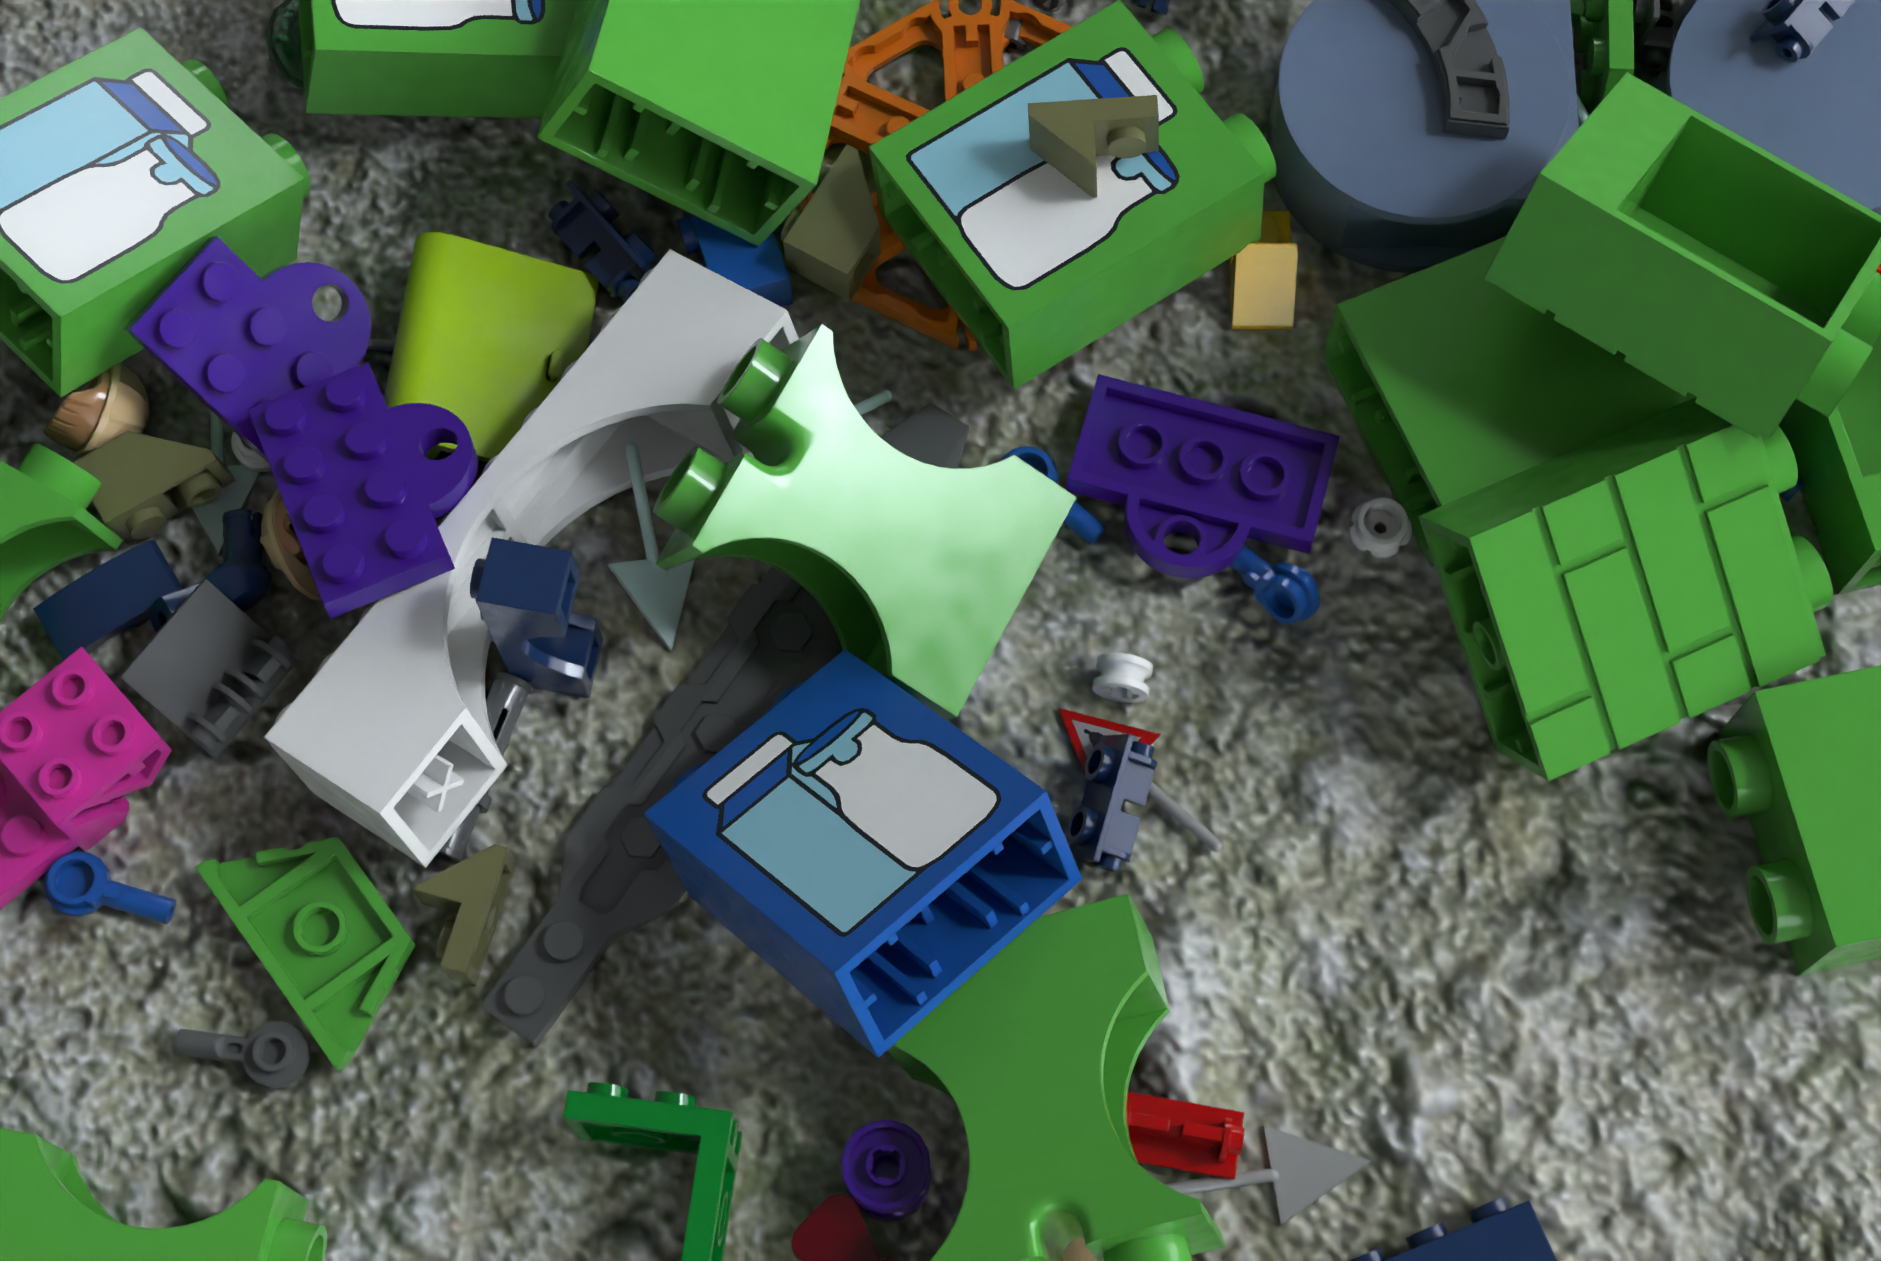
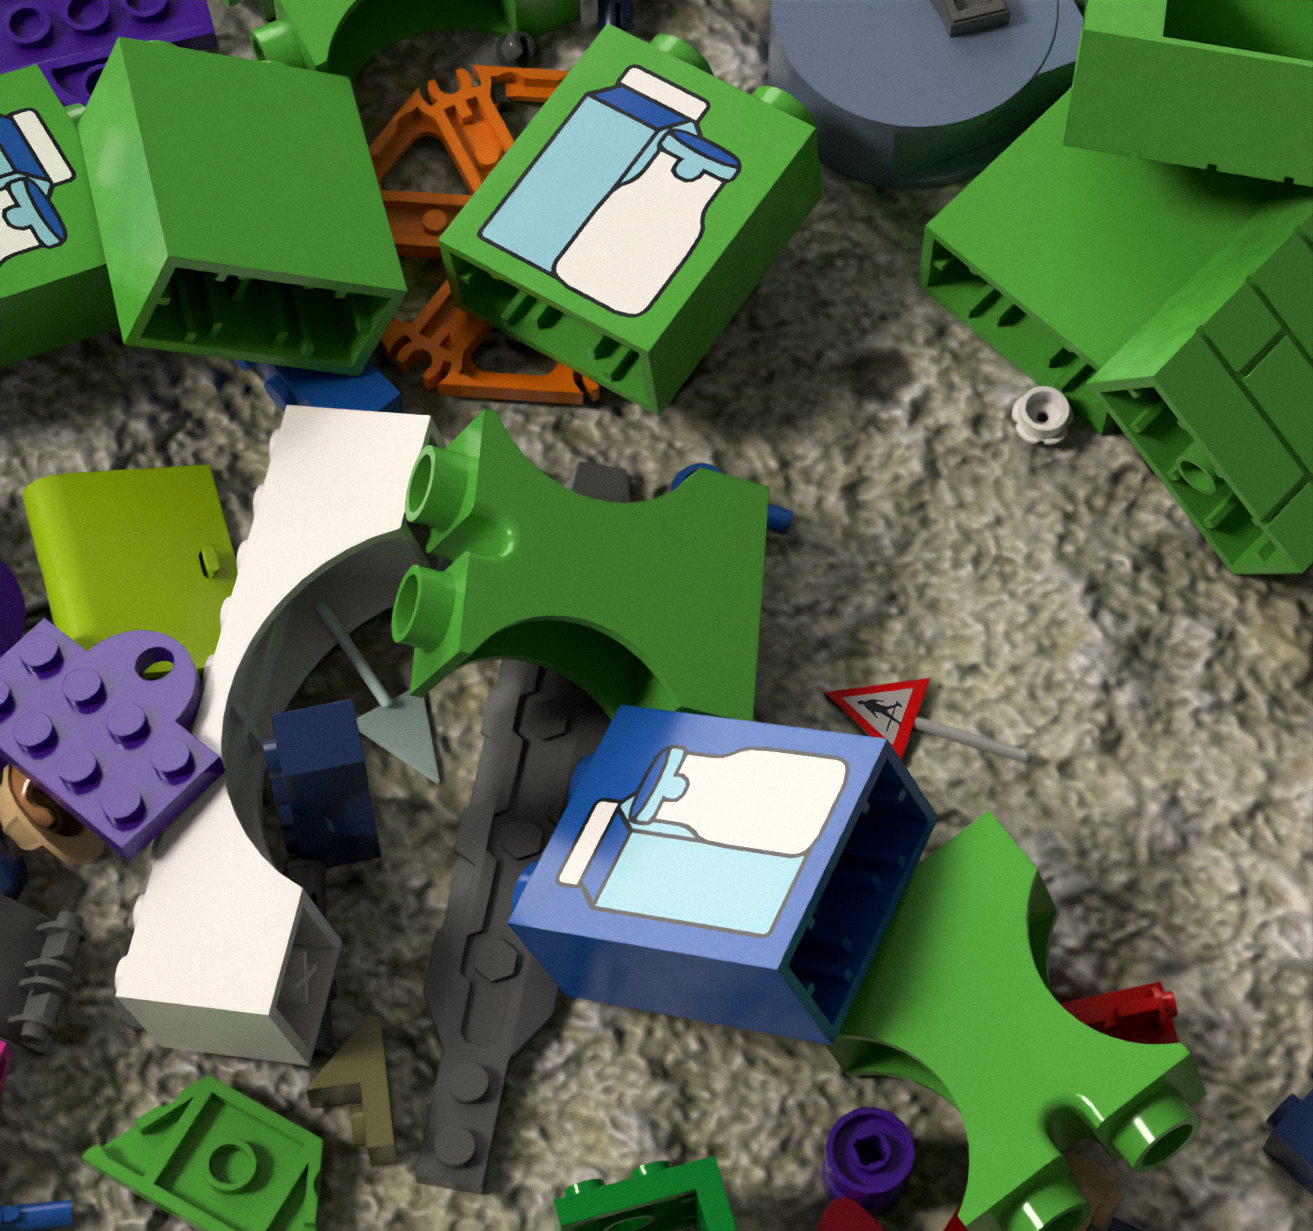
camera: 25 degrees left, 5 degrees down
(589, 223) = (225, 437): dark blue hinge -> none
(837, 231) = (428, 335): olive slope -> none
(1079, 130) = (635, 153): olive slope -> none
(1115, 772) = (912, 725): dark blue hinge -> none
(1122, 677) = (873, 639): white bush -> none
(1199, 474) = (860, 430): dark purple plate -> none
(1265, 277) = (837, 235): yellow slope -> none
(1283, 589) = (982, 504): blue plate -> none
(1298, 1169) = (1232, 1014): light grey piece -> none

